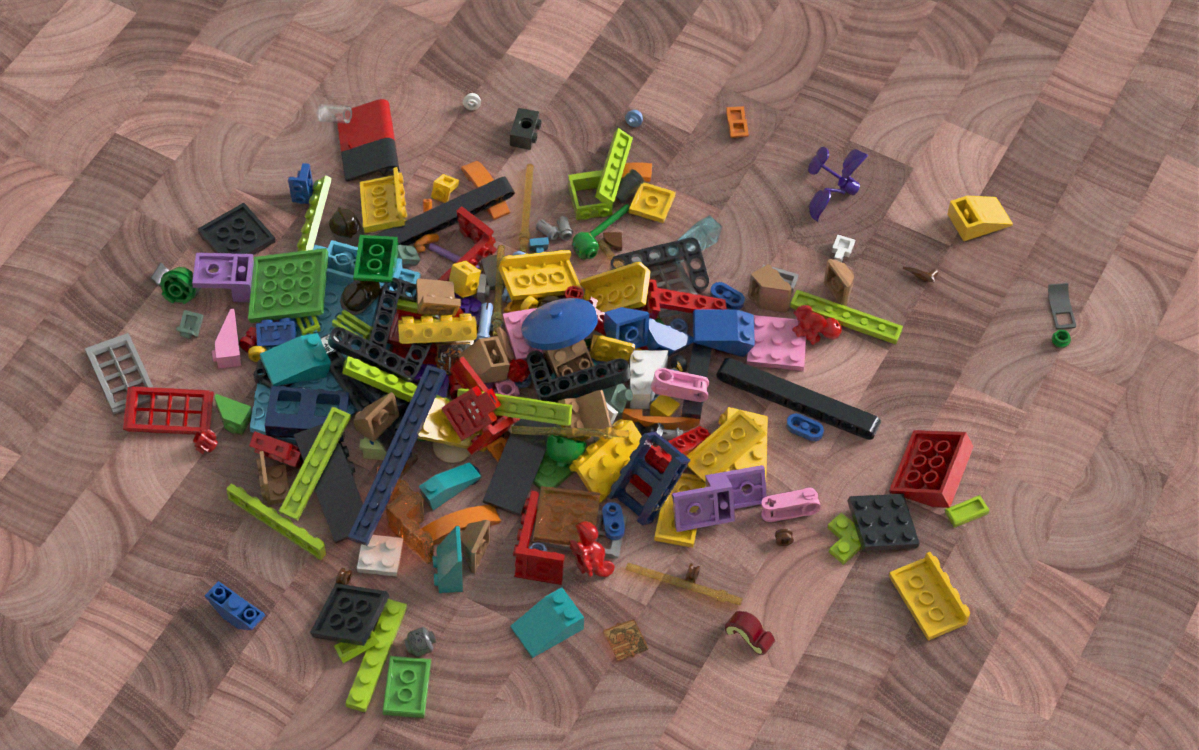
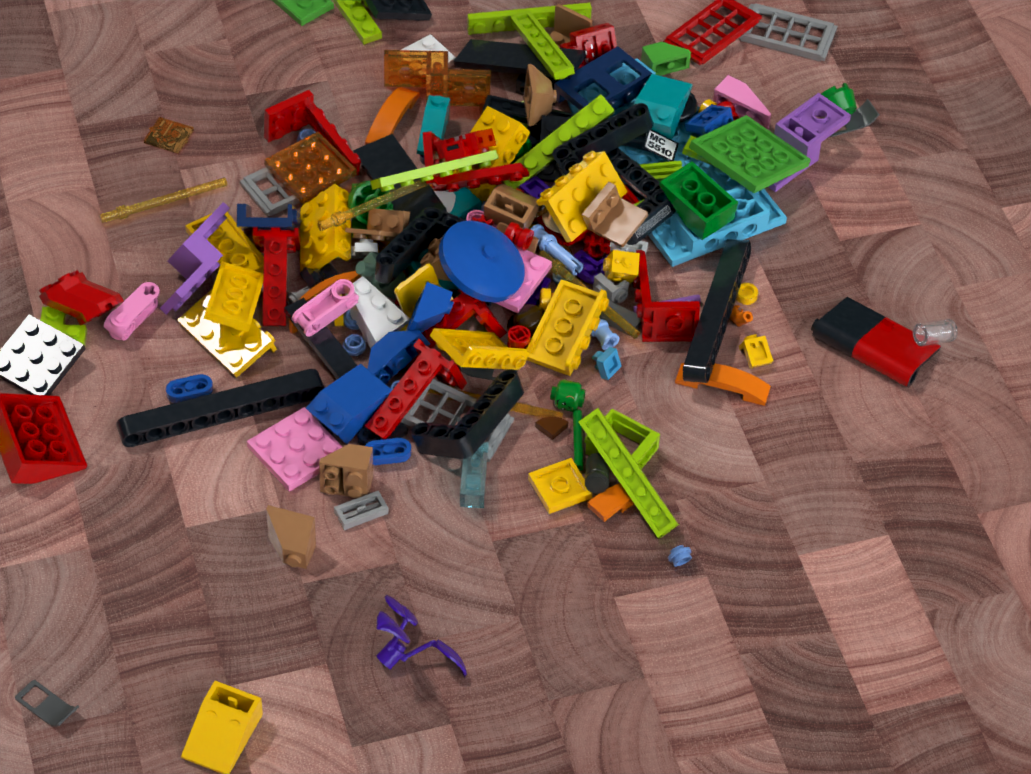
camera: 135 degrees right, 5 degrees down
(190, 324) = (785, 90): sand green bracket -> none
(205, 441) = (654, 27): red gear -> none
(236, 232) = (858, 181): black plate -> none
(302, 185) = (862, 247): blue bracket -> none
(313, 214) = (822, 237): lime plate -> none
(344, 577) = (431, 21): reddish brown bush -> none
(346, 227) = (788, 258): dark brown piece -> none
(383, 202) = (780, 284): yellow bracket -> none
(397, 455) = (483, 78): dark blue plate -> none
(408, 255) = (705, 268): sand green bracket -> none
(420, 641) = (321, 21): dark grey head -> none
(426, 239) = (703, 288): orange arm -> none
(449, 563) = (356, 69): teal slope -> none
(472, 97) = (843, 447): white plate -> none
(475, 542) = (358, 99): medium nougat slope -> none
(510, 332) = (519, 236): none -> red wheel
(524, 128) = (762, 459): pearl dark grey brick -> none
(524, 235) = (633, 367): clear yellow bar -> none
(548, 623) = (238, 101): teal slope -> none
(550, 231) = (619, 386): light grey pin -> none
(565, 230) = (607, 399): light grey pin -> none
(590, 553) = (258, 147): red animal -> none
(613, 519) = (270, 194): blue plate -> none
(679, 363) = (360, 355): black tile -> none
(692, 573) = (163, 207): reddish brown bush -> none
(736, 122) = (581, 642): orange slope -> none
(751, 631) = (66, 191): dark red animal -> none
(784, 537) = (115, 284): reddish brown bush -> none
(812, 323) = (276, 474): red animal -> none
(821, 529) = (79, 297): none -> red brick
(842, 247) = (329, 584): white plate -> none
(849, 317) = (251, 518): lime plate -> none
(929, 277) = (222, 623): reddish brown bar -> none
(1061, 334) = (14, 660): green plate -> none

